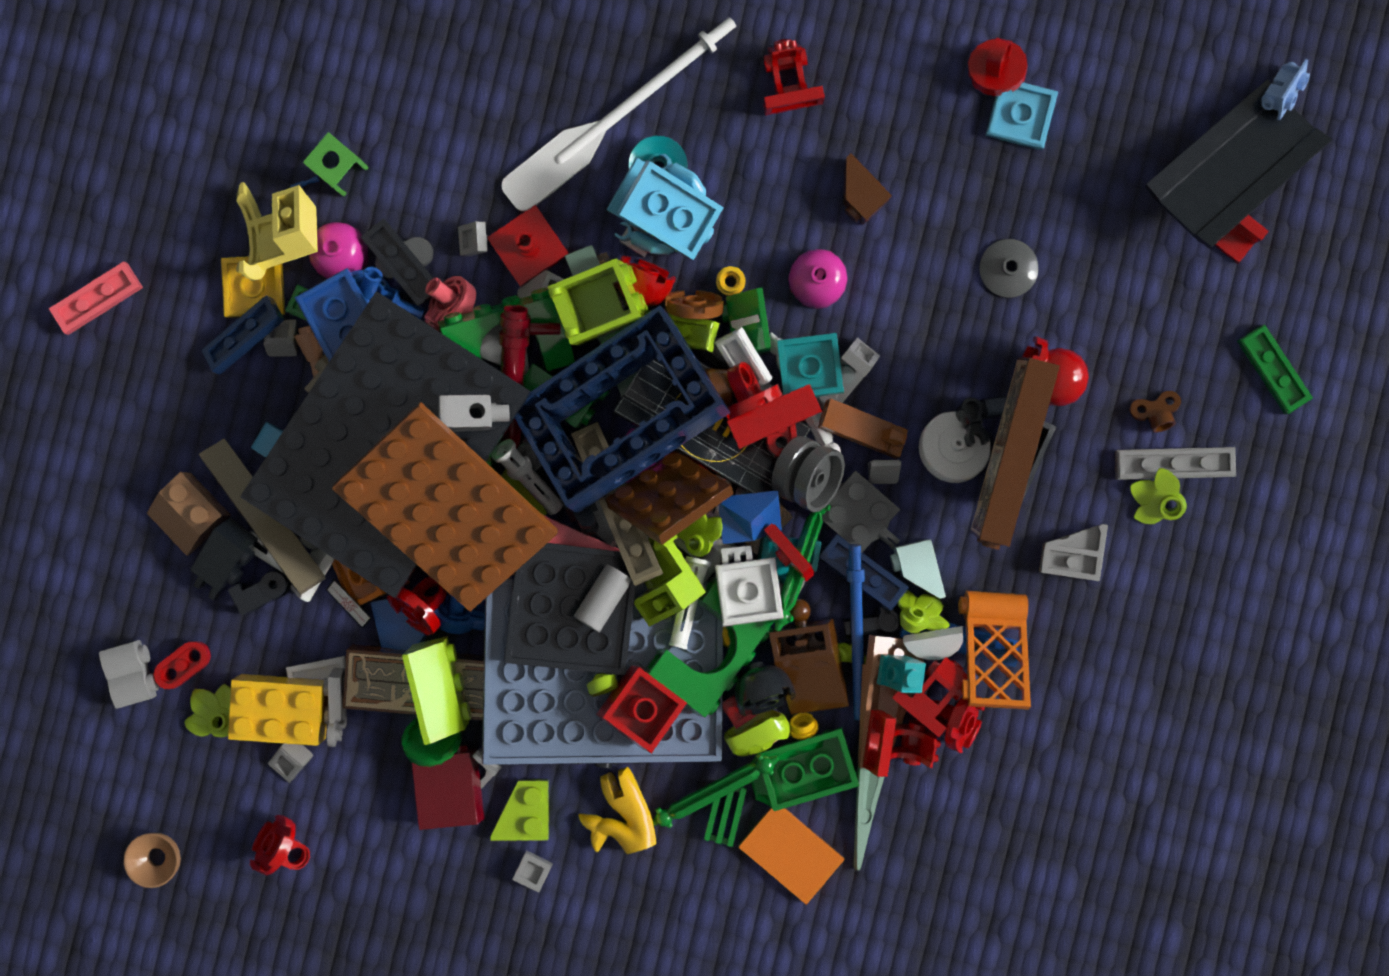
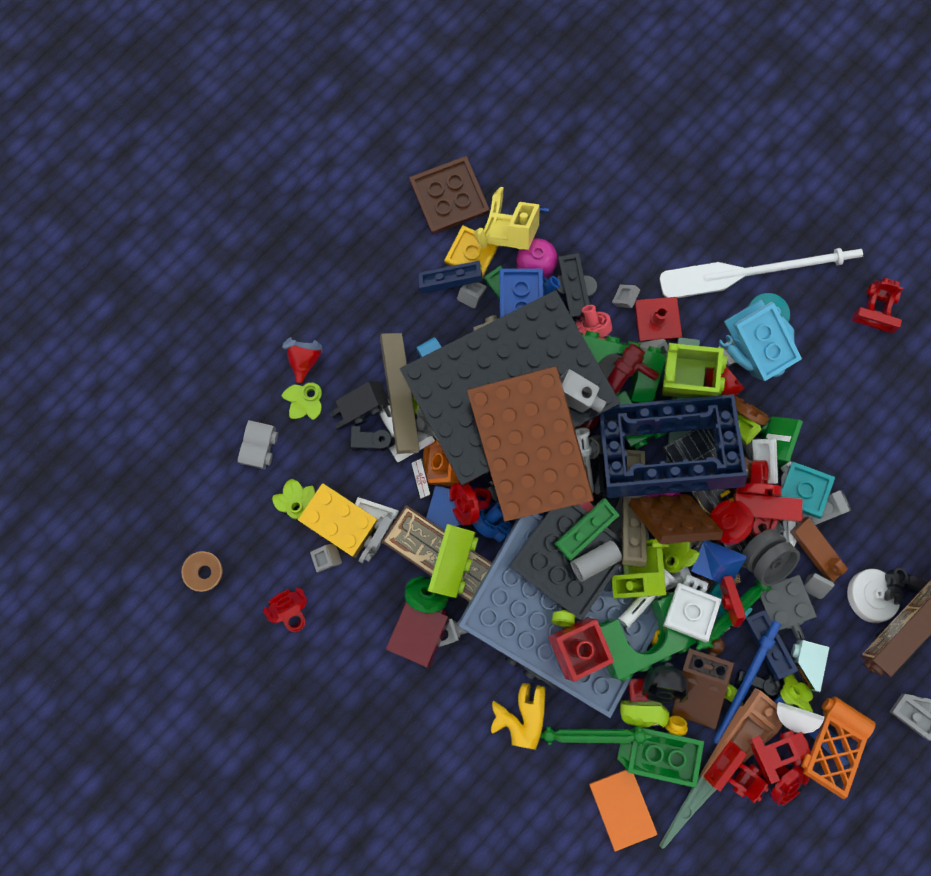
camera: 30 degrees right, 10 degrees down
(95, 298) = (372, 208): coral plate -> none
(118, 536) = (302, 356): none -> red hat
(153, 592) = (301, 402): none -> lime plate
(182, 228) = (449, 195): none -> reddish brown plate
(183, 664) = (294, 458): red plate -> none
(187, 512) = (351, 365): medium nougat slope -> none
(309, 347) = (489, 304): nougat cone -> none
(346, 161) = (559, 210): bright green piece -> none
(525, 813) = (458, 680): lime wing -> none
(532, 871) = (442, 721): light grey plate -> none
(572, 566) = (586, 529): none -> green tile
(719, 837) = (593, 768): green tile -> none
(730, 271) = (779, 404): yellow plate -> none
(739, 460) = (734, 520): none -> red tile
(812, 289) = (835, 438): dark pink cylinder -> none
(861, 191) = (893, 399): reddish brown slope -> none
(901, 673) = (766, 725): teal brick -> none

